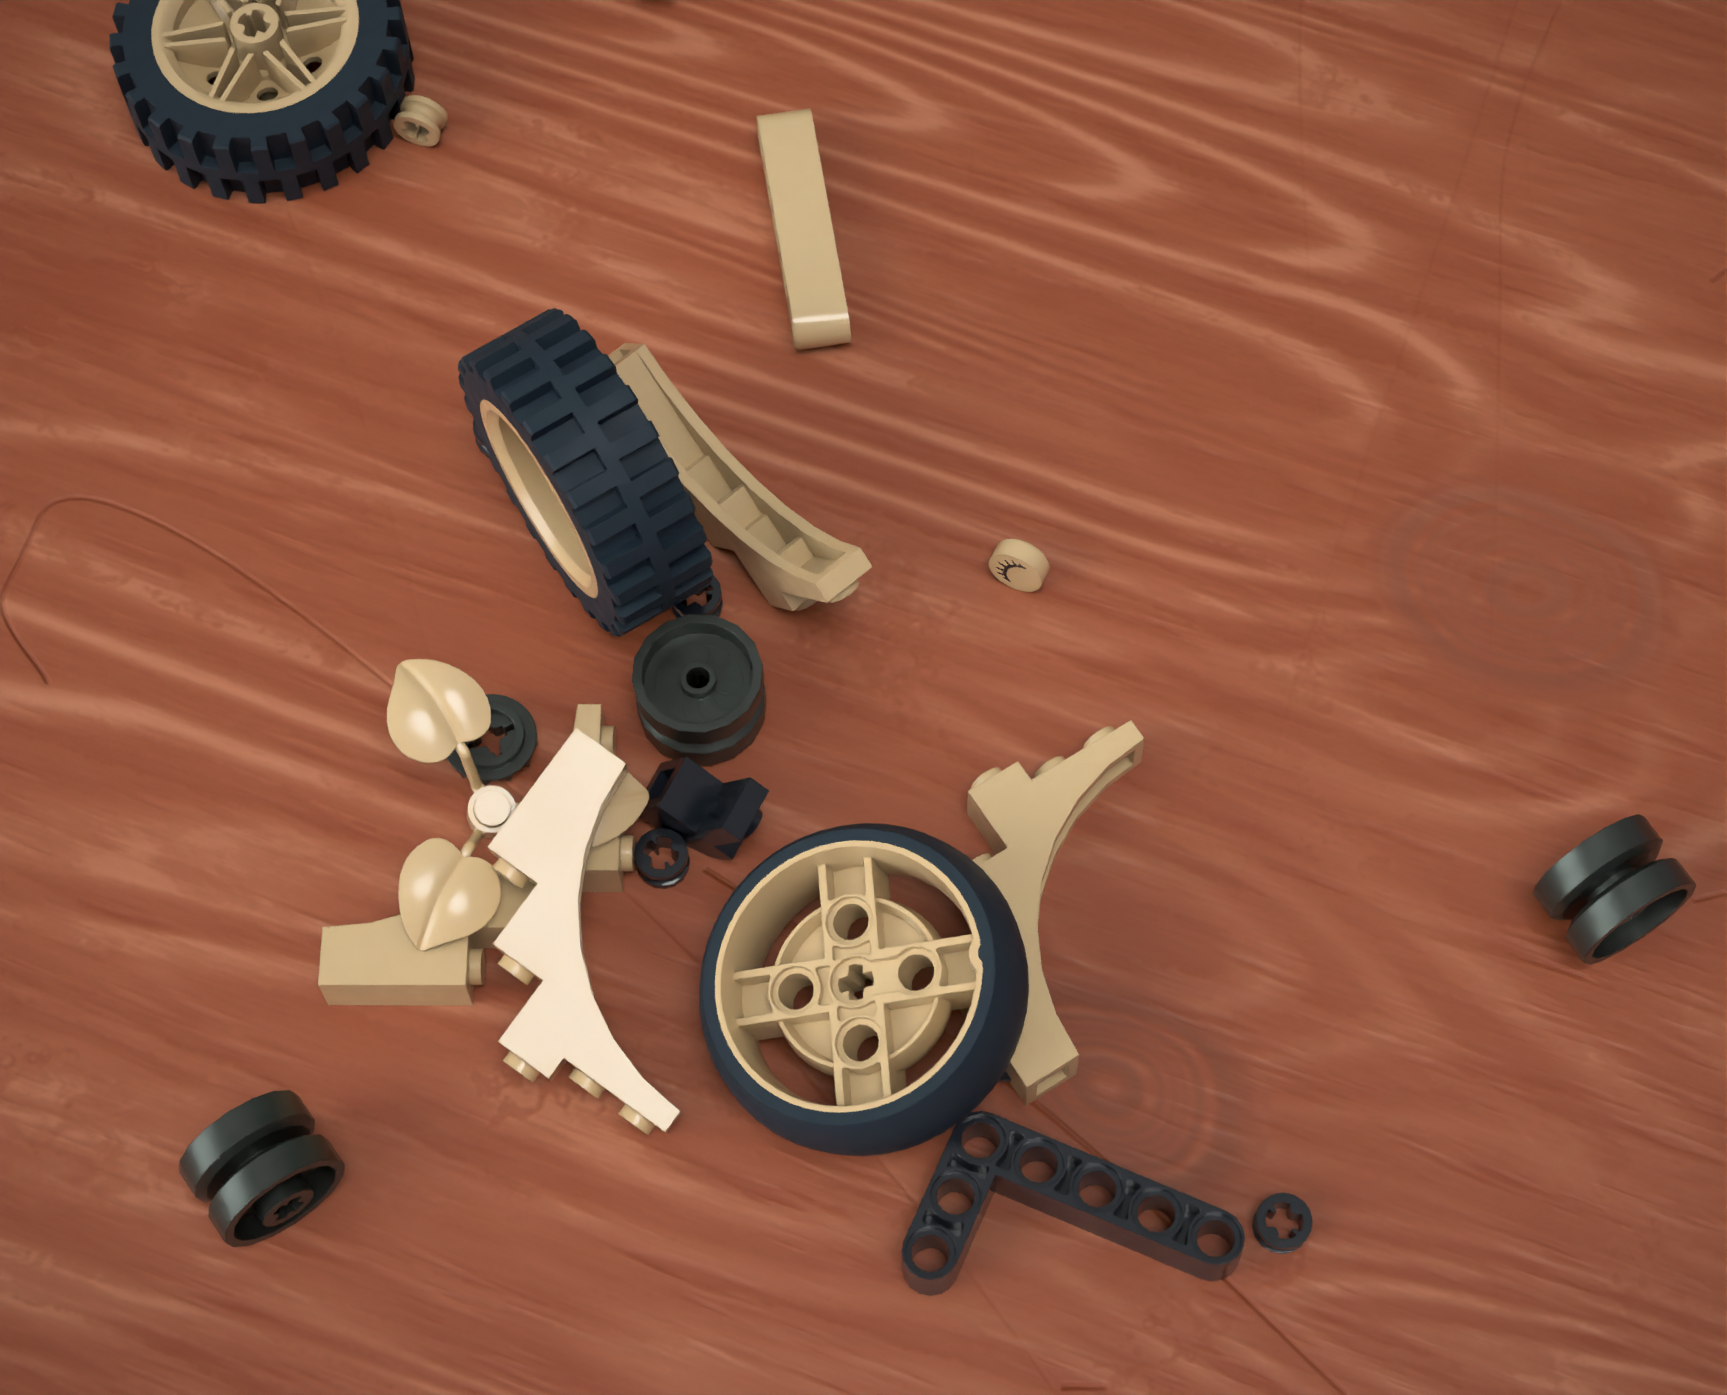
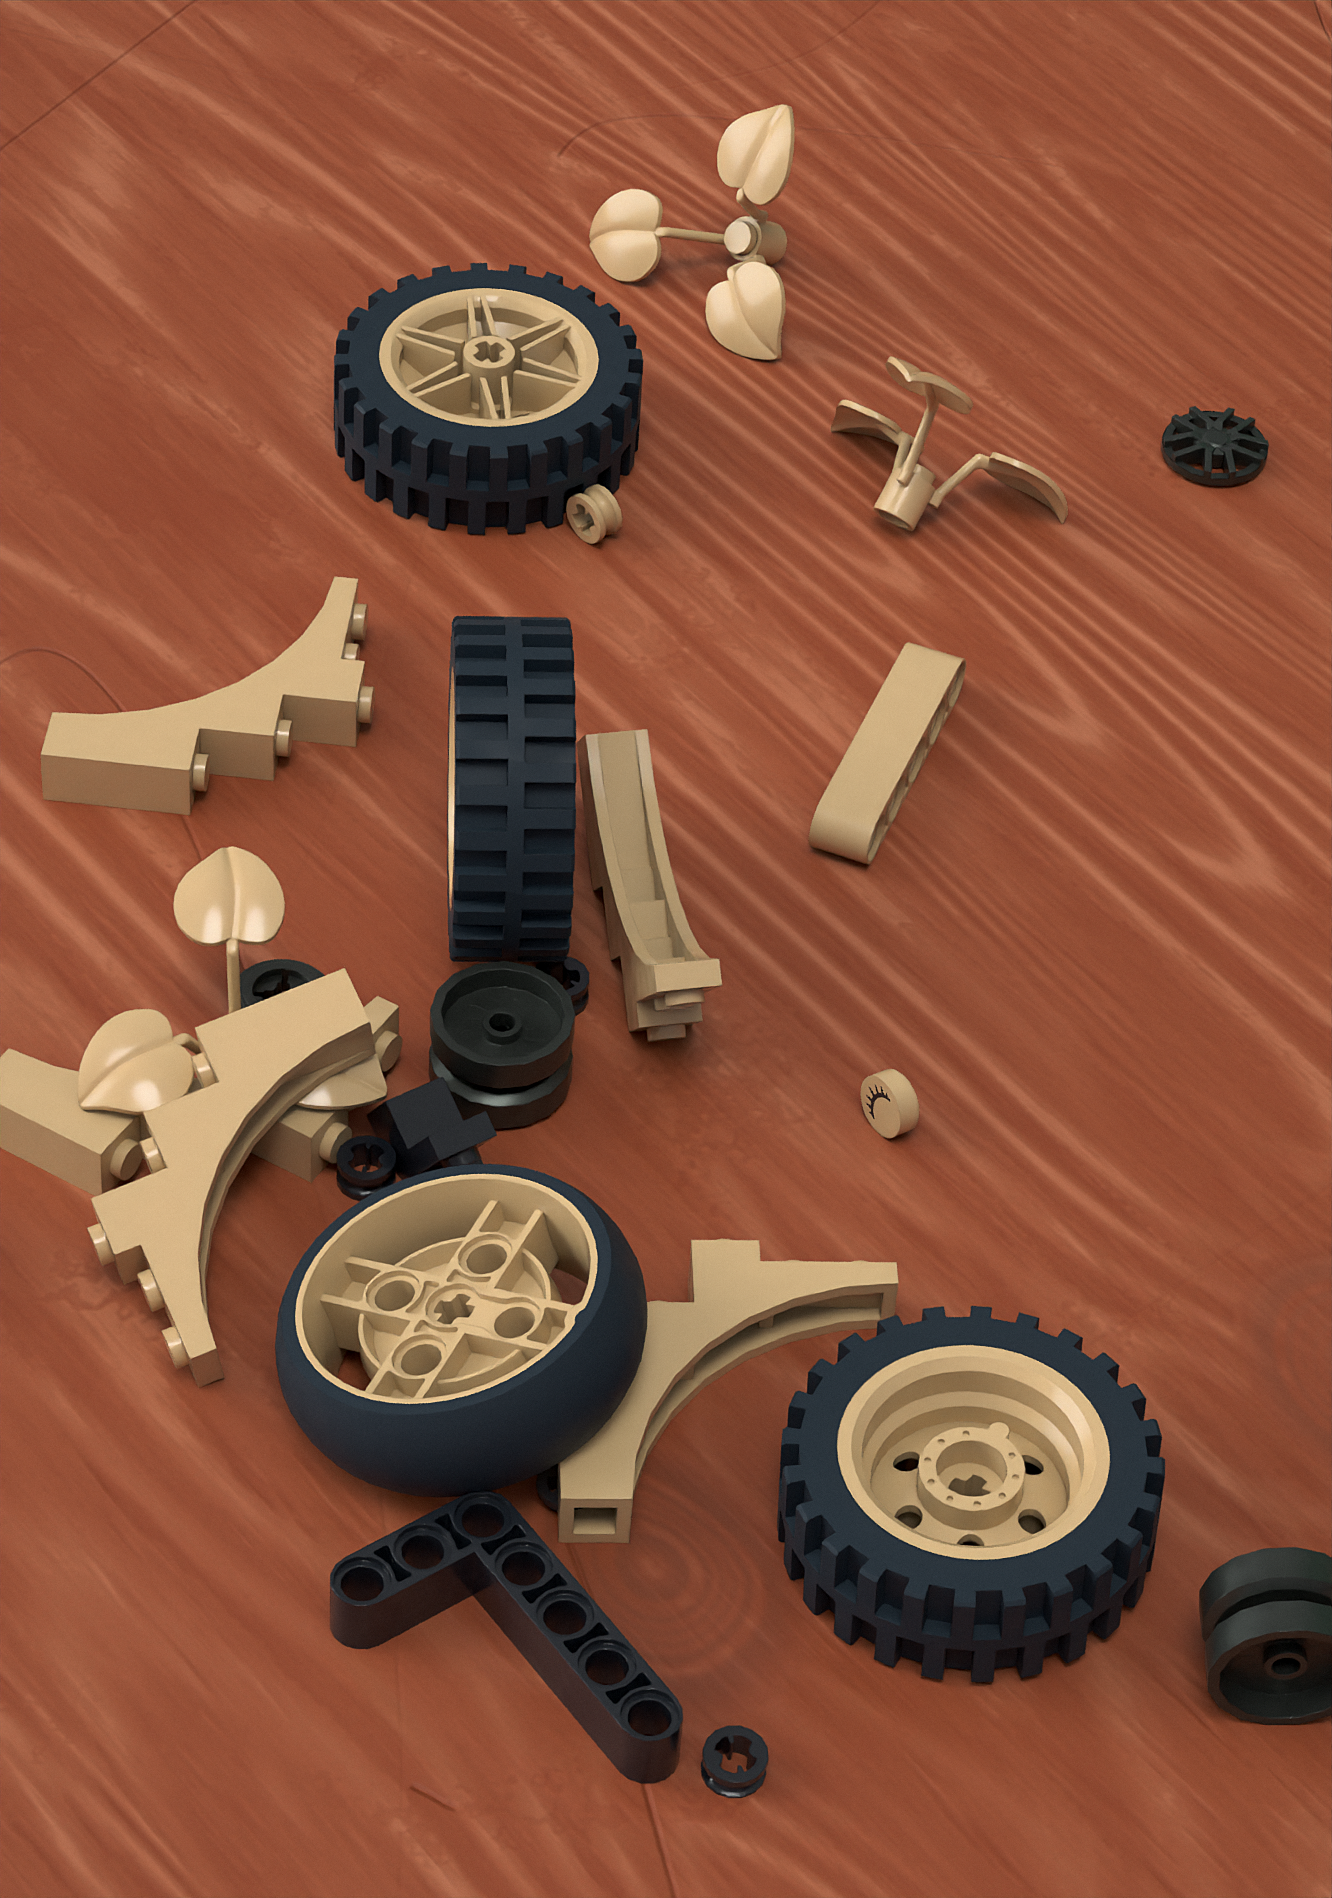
camera: 25 degrees right, 20 degrees down
(239, 557) = (167, 752): none -> tan arch
(1311, 796) = (964, 1548): none -> wheel

